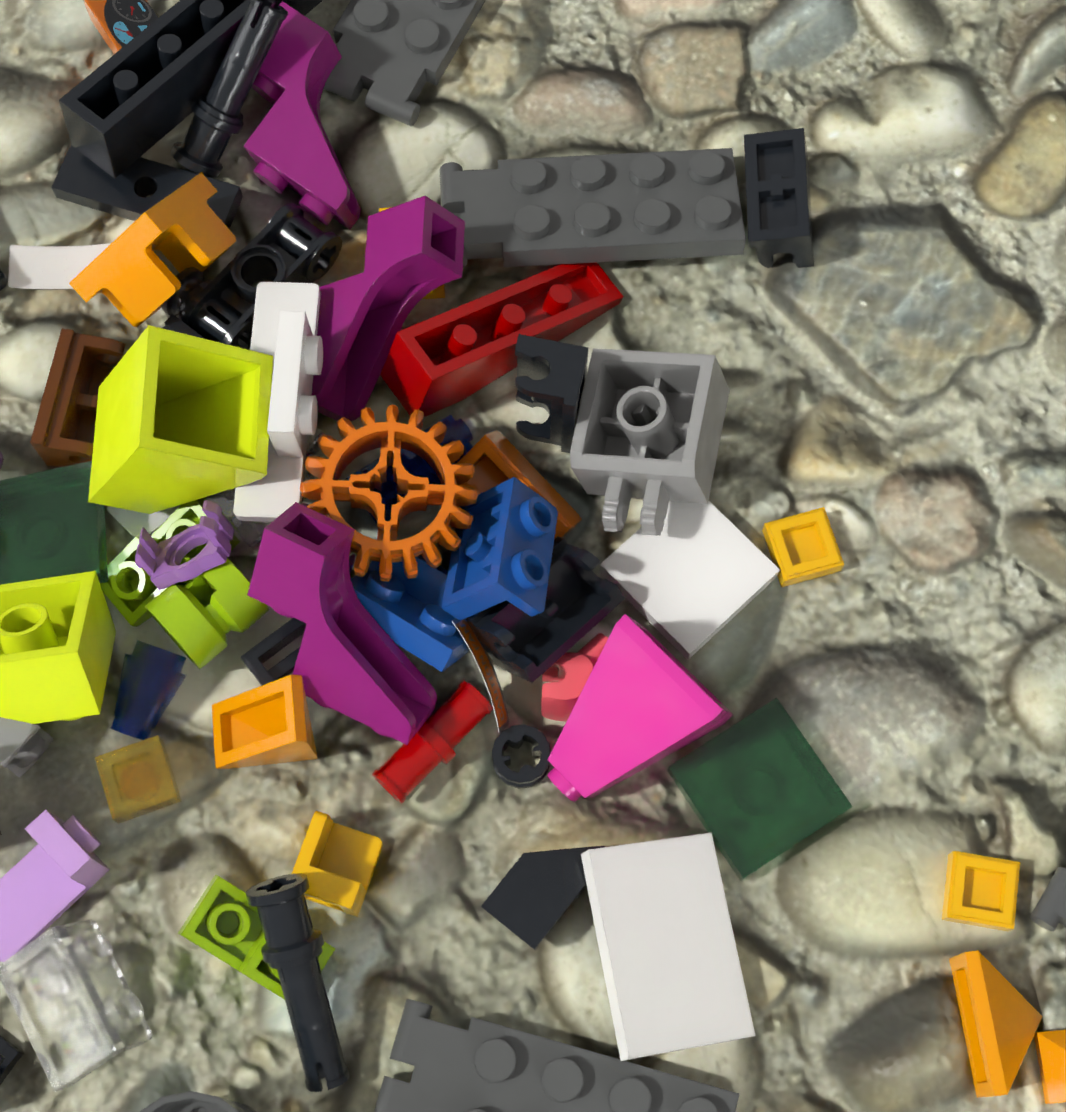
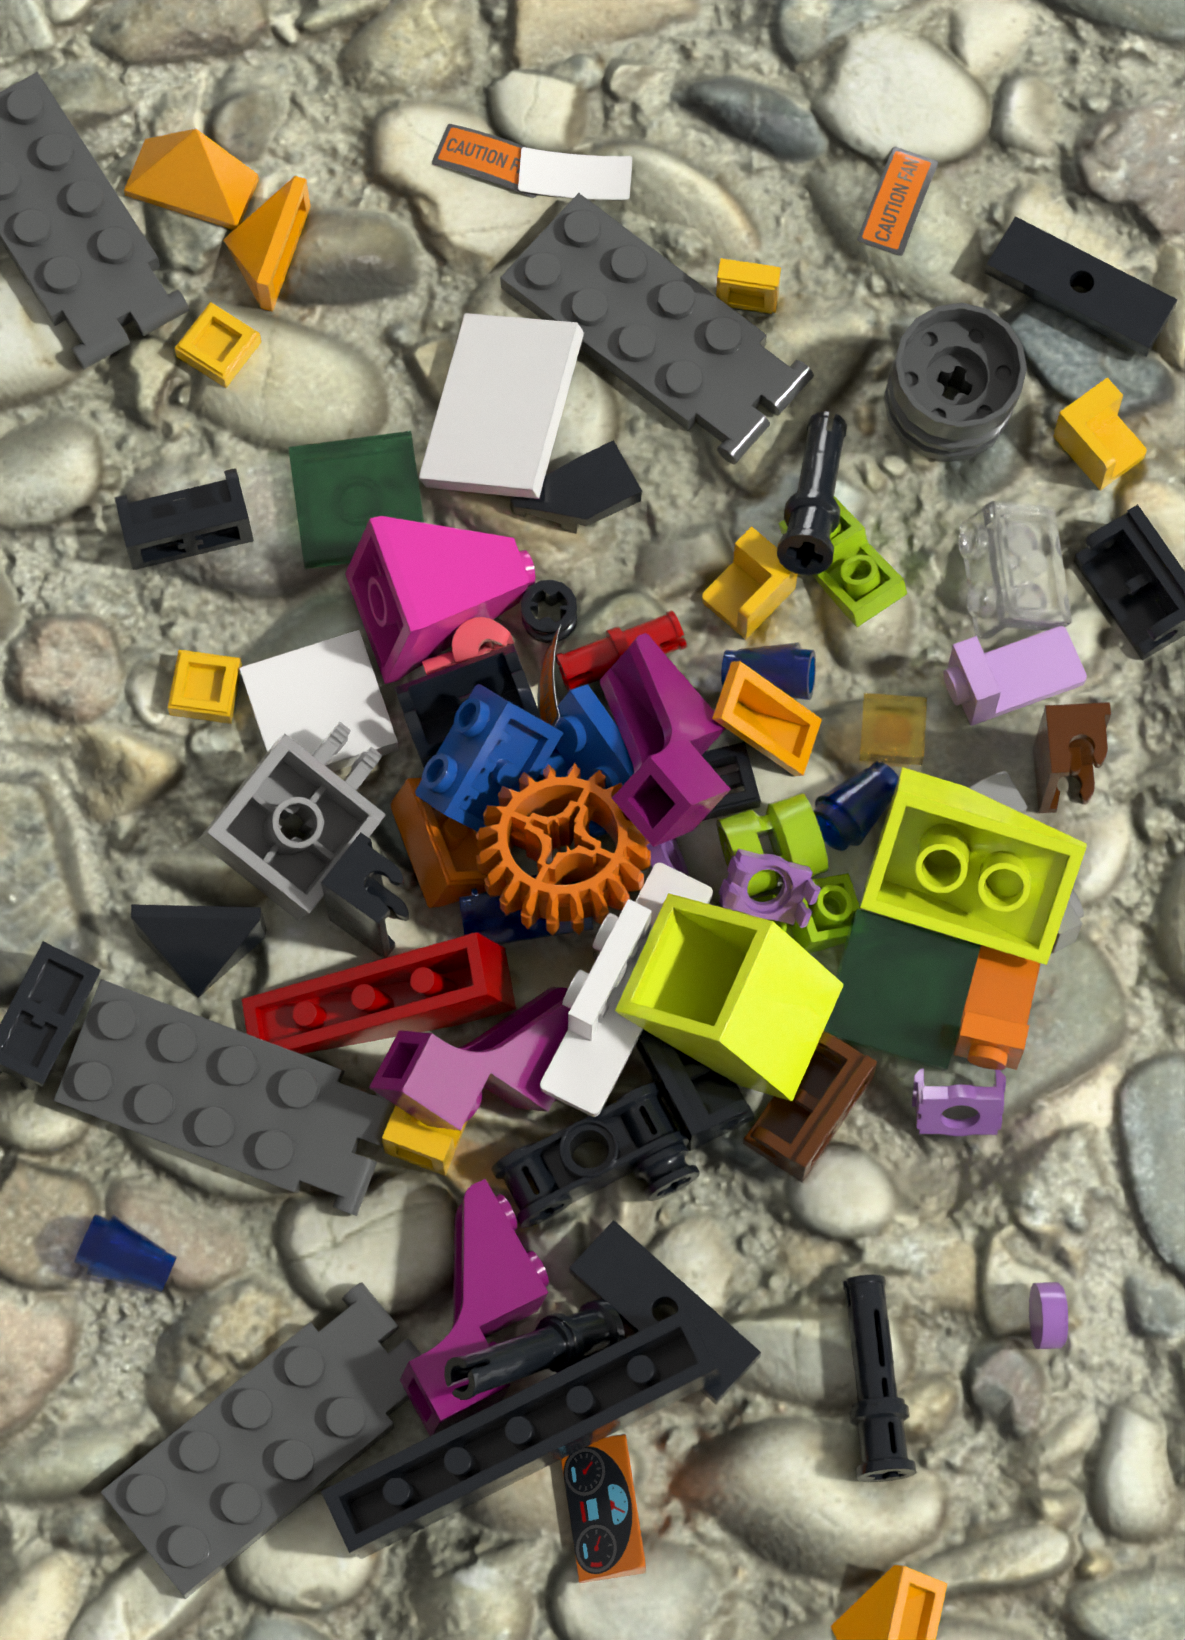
camera: 155 degrees left, 0 degrees up
(49, 265) = (779, 1283): white sticker -> none
(131, 271) = (685, 1205): light orange panel -> none
(279, 784) = (782, 665): none -> clear blue cone
(609, 60) = (124, 1255): none -> clear blue cone
(691, 319) = (199, 940): none -> black slope
(912, 690) = (184, 522): none -> black hinge

